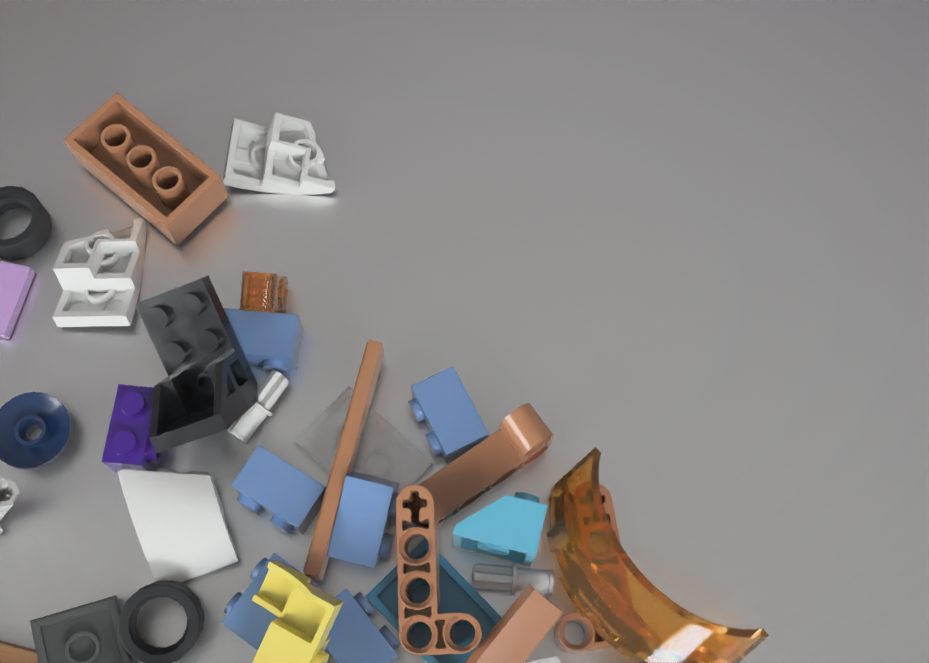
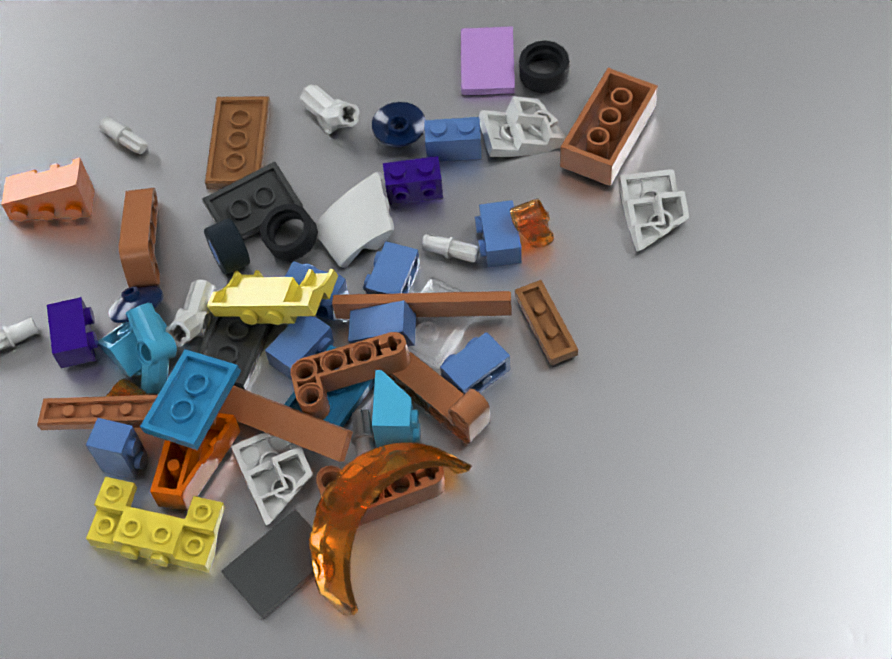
camera: 85 degrees right, 10 degrees down
(87, 363) = (453, 138): none -> medium blue brick
(205, 365) = (466, 201): black bracket -> none
(405, 317) = (546, 322): none -> medium nougat plate

